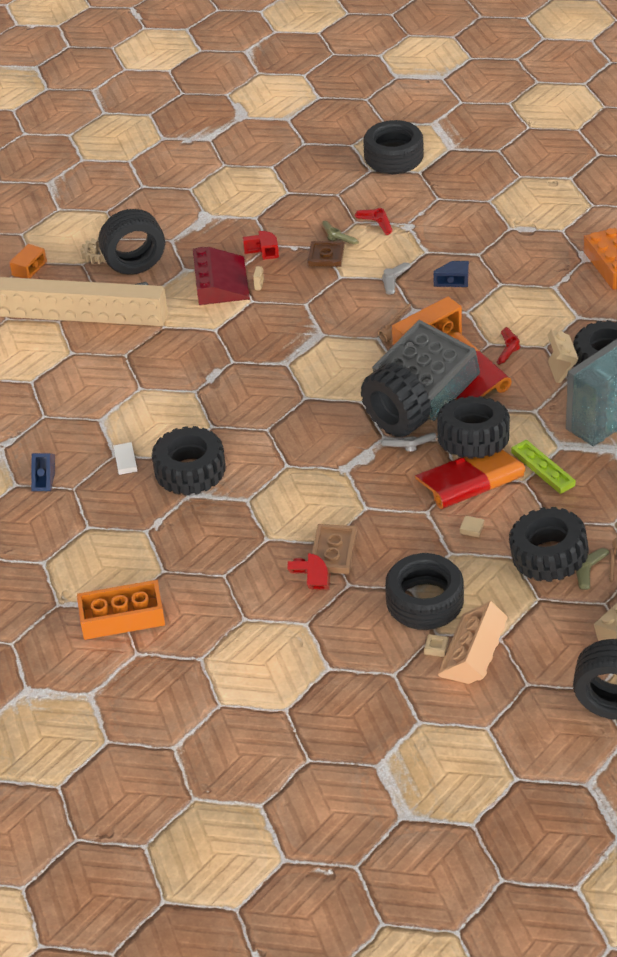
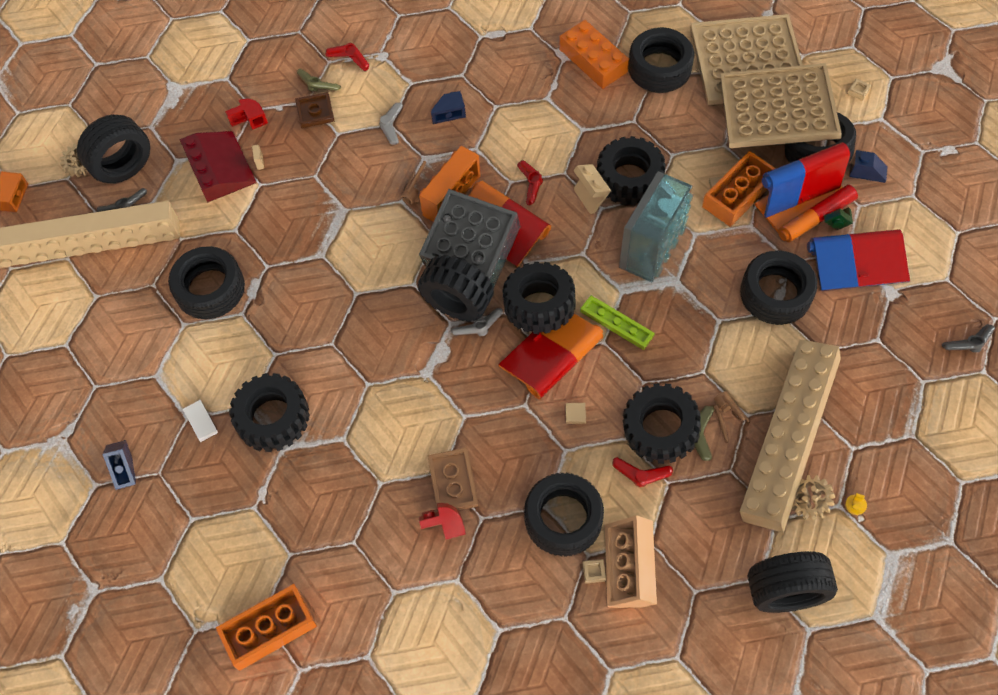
camera: 20 degrees left, 20 degrees up
(177, 372) = (199, 261): none -> black tyre
(513, 586) = (641, 477): none -> red piece

